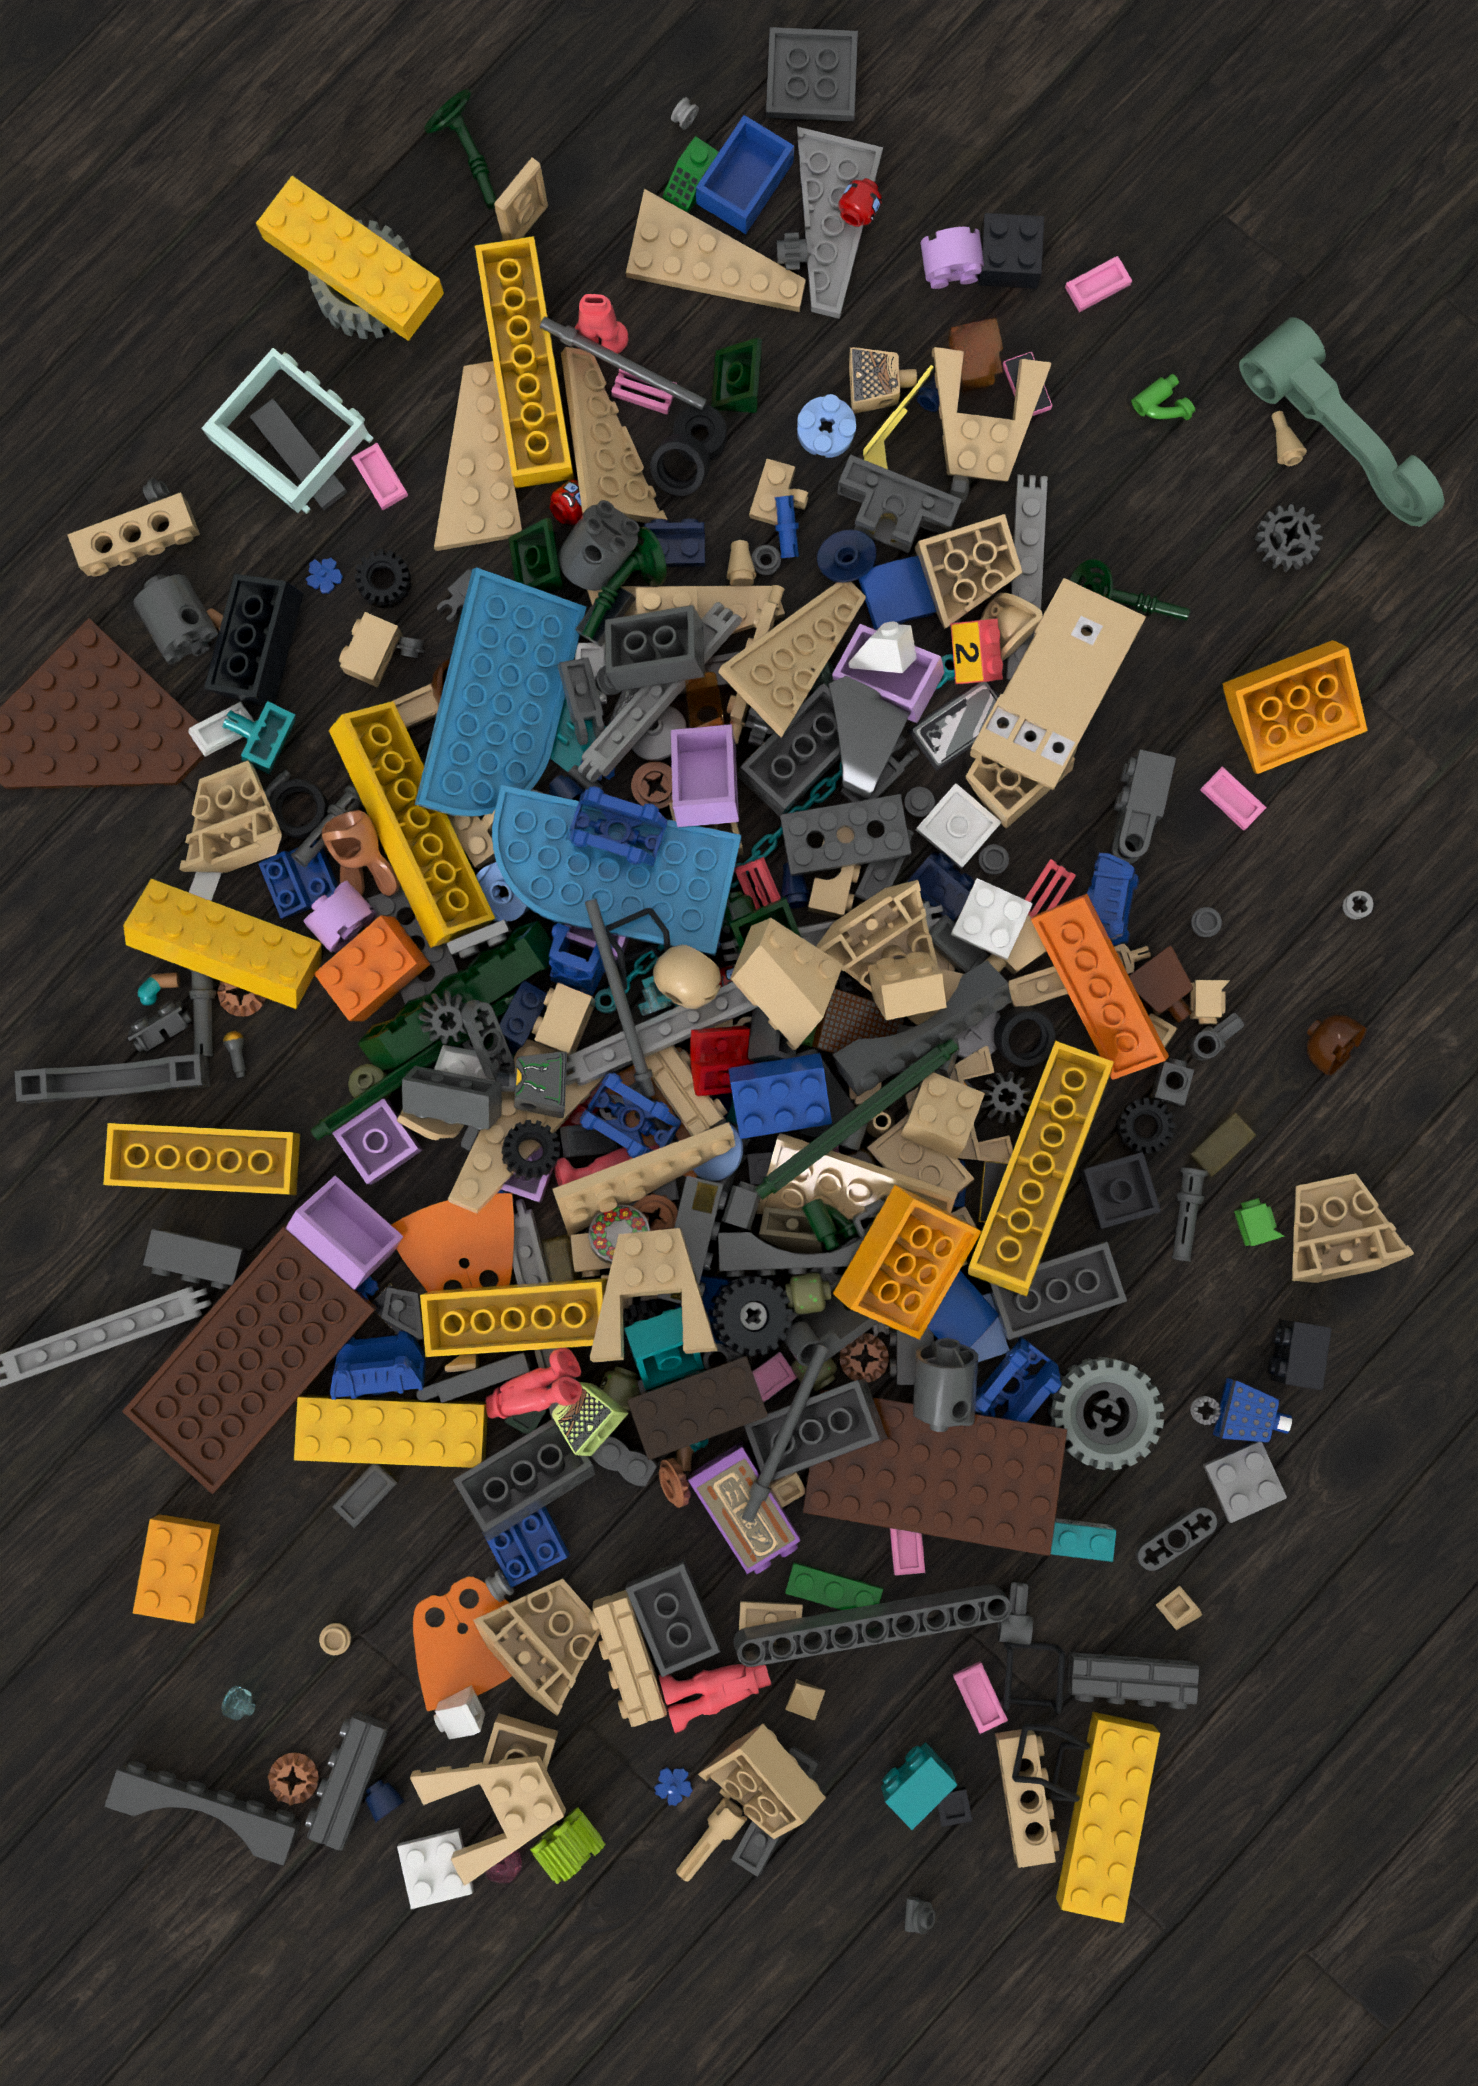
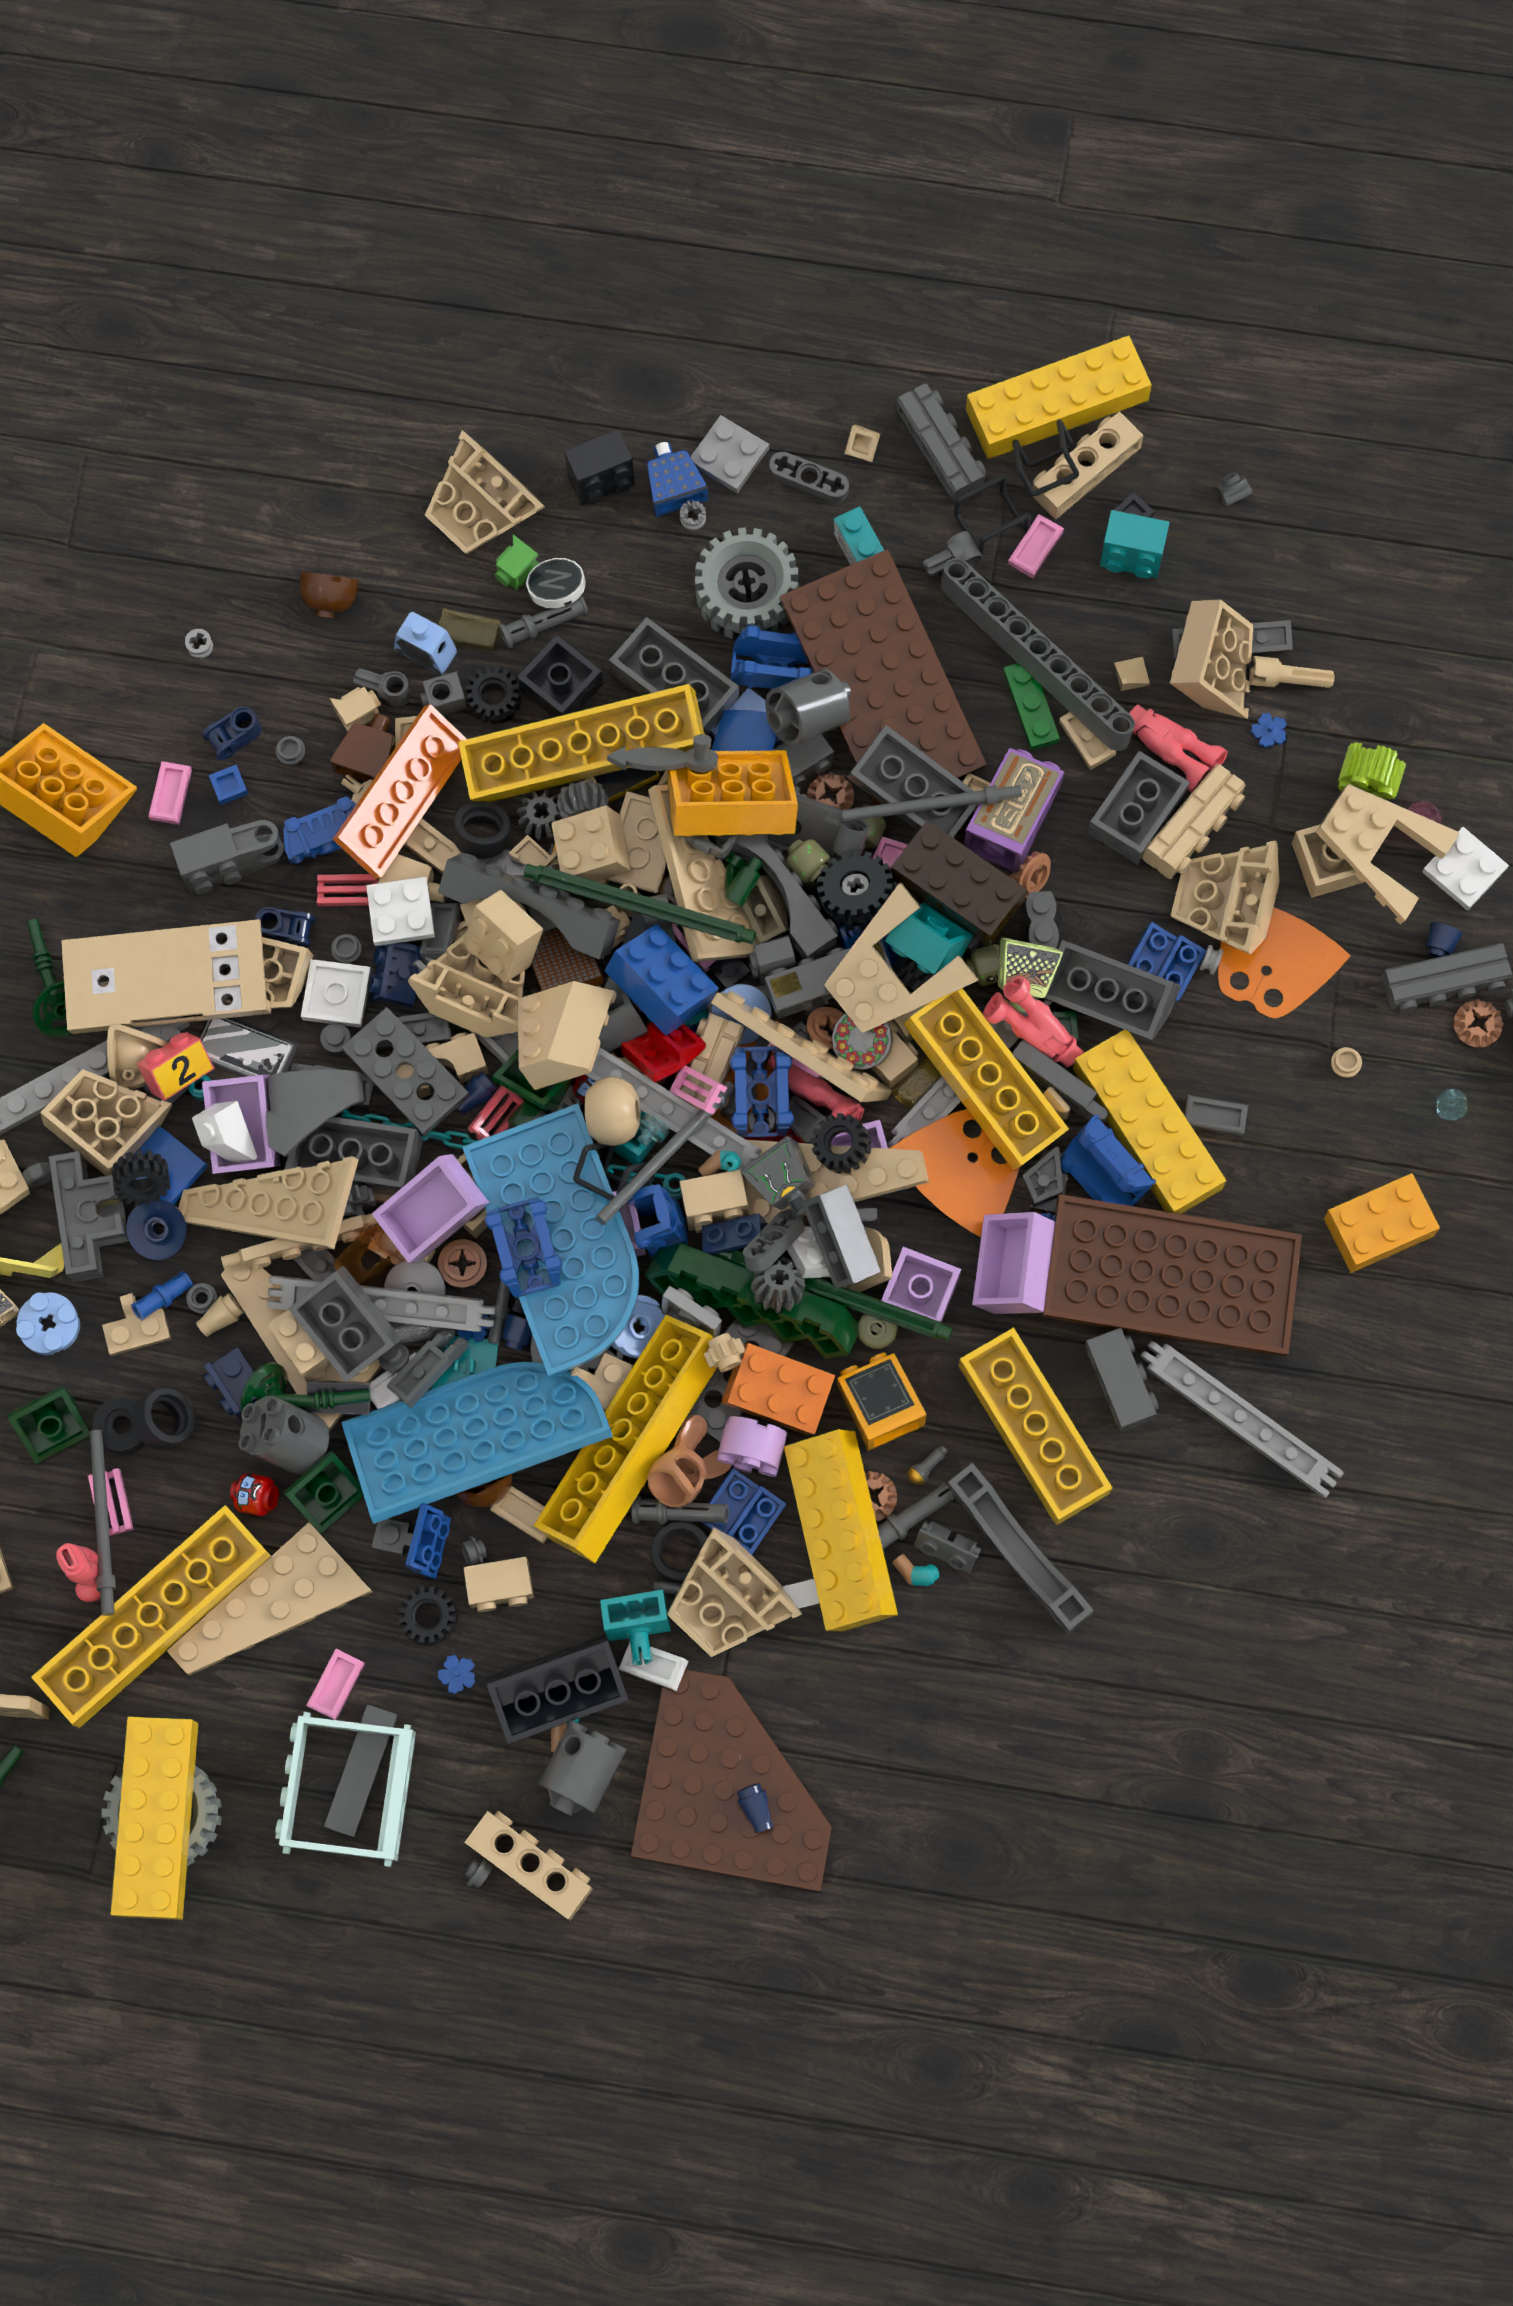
camera: 120 degrees left, 10 degrees down
(53, 733) = (755, 1806): none -> dark blue cone
(308, 1047) = (881, 1400): none -> slope
(420, 938) = (724, 1352): none -> tan gear
(435, 609) = (428, 1541): none -> blue slope
(460, 1714) = (1332, 921): white slope -> none
(588, 1044) = (720, 1160): none -> arm
(603, 448) = (186, 1498): tan wing -> none
(642, 1068) = (712, 1096): none -> bright pink tile
(891, 559) = (136, 1166): none -> black tyre
(907, 1552) = (963, 668): bright pink tile -> none
(972, 1223) = (698, 759): none -> dark grey brick
(988, 1134) = (581, 798): none -> dark grey gear
(1041, 822) = (292, 926): none -> dark blue piece
(1207, 850) = (228, 784): none -> blue plate
(1216, 1246) = (555, 582): none -> tile
(1230, 1096) = (422, 639): none -> light blue torso
(1253, 876) = (230, 733): none -> dark blue piece

